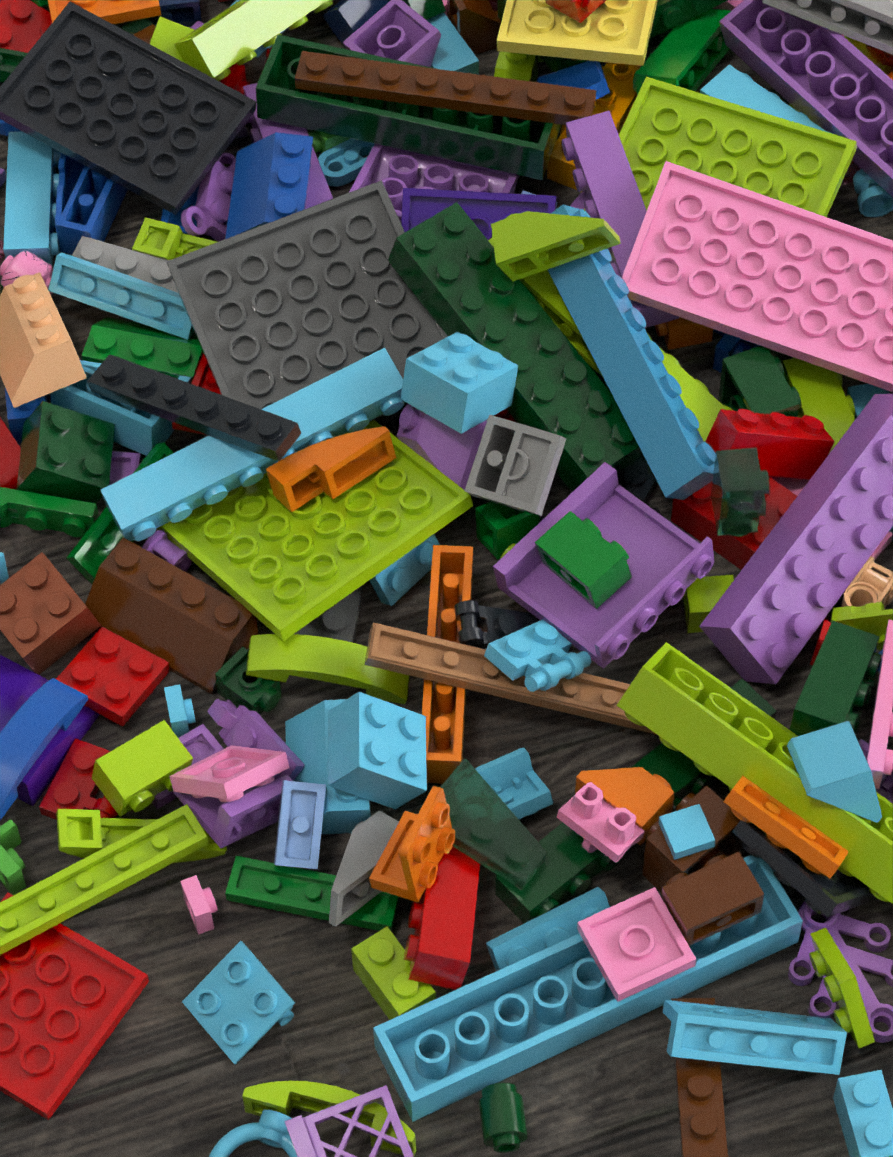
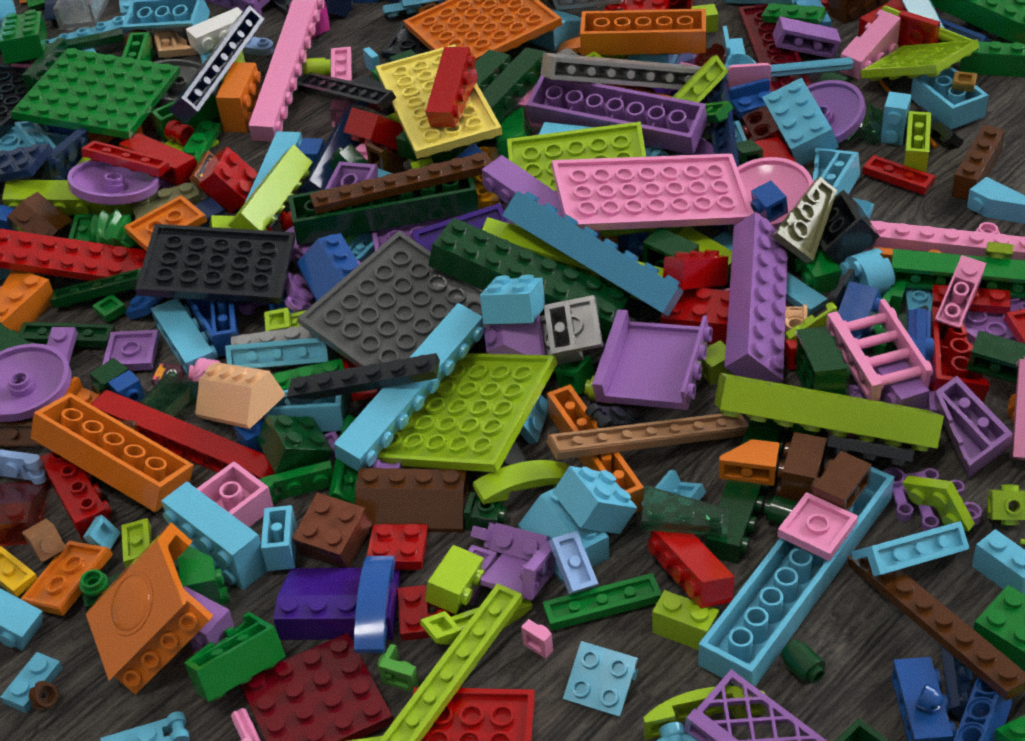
camera: 25 degrees left, 15 degrees down
(180, 710) = (448, 539): medium azure plate -> none
(230, 773) = (513, 553): bright pink plate -> none
(330, 466) = (461, 378): orange slope -> none
(362, 853) = (628, 563): light grey slope -> none
(415, 849) = (655, 535): orange bracket -> none
(537, 654) = (646, 415): medium azure plate -> none
(540, 241) = (519, 209): lime slope -> none
(545, 929) = (754, 552): medium azure plate -> none
(584, 558) = (640, 359): green brick -> none
(599, 823) = (750, 477): bright pink hips -> none
(629, 880) = (778, 509): none -> dark green brick
(686, 831) = (803, 456): medium azure tile -> none
(738, 491) = (701, 290): clear green brick -> none
(785, 827) = (855, 430): orange plate -> none
(836, 770) = (864, 386): medium azure slope -> none

